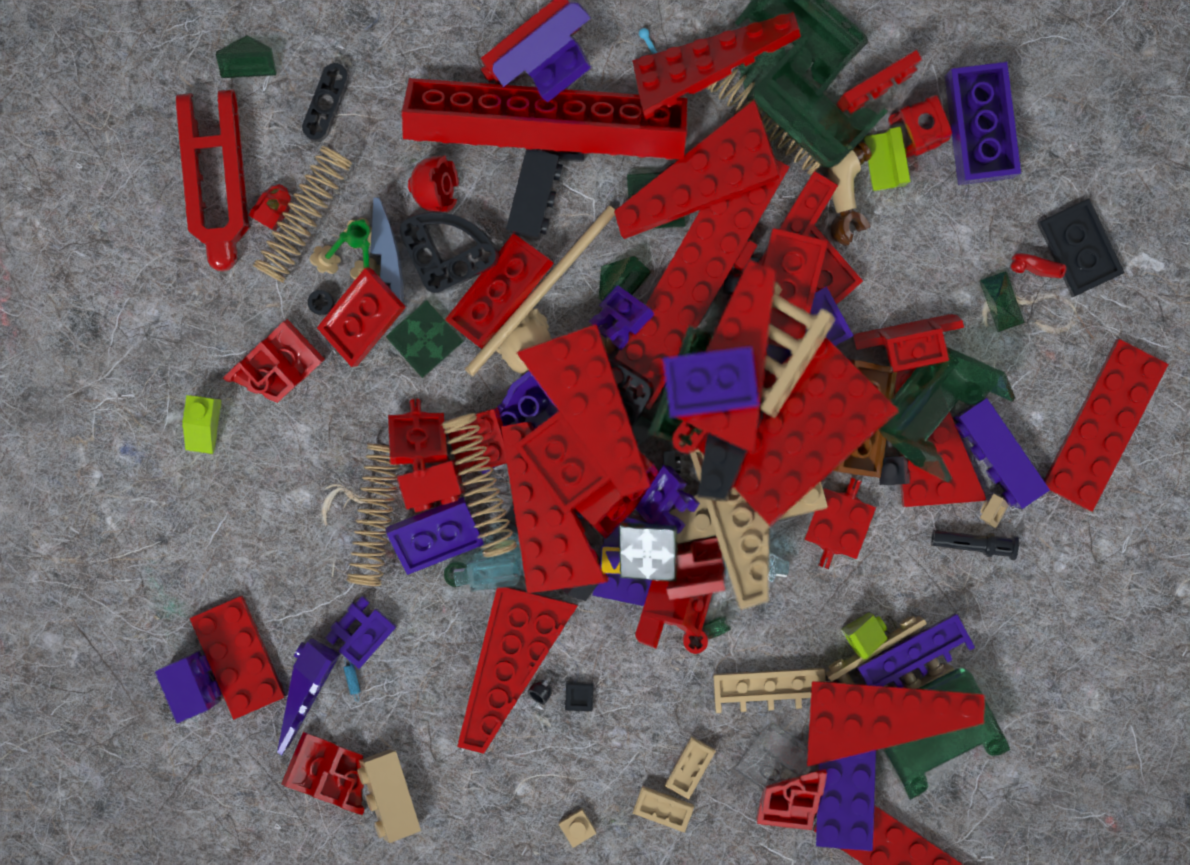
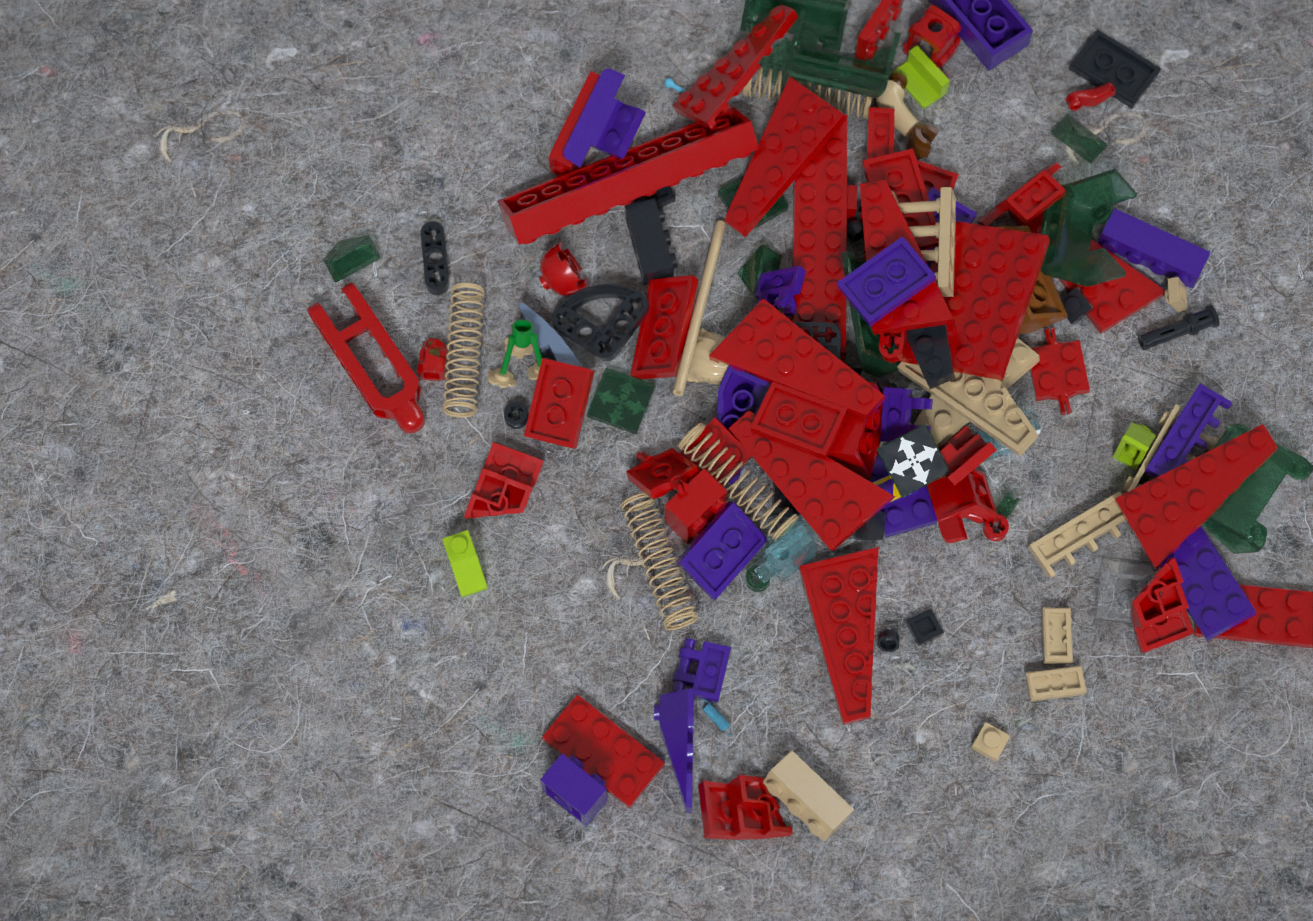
camera: 25 degrees left, 20 degrees down
(1104, 424) = (1222, 188): red plate -> none

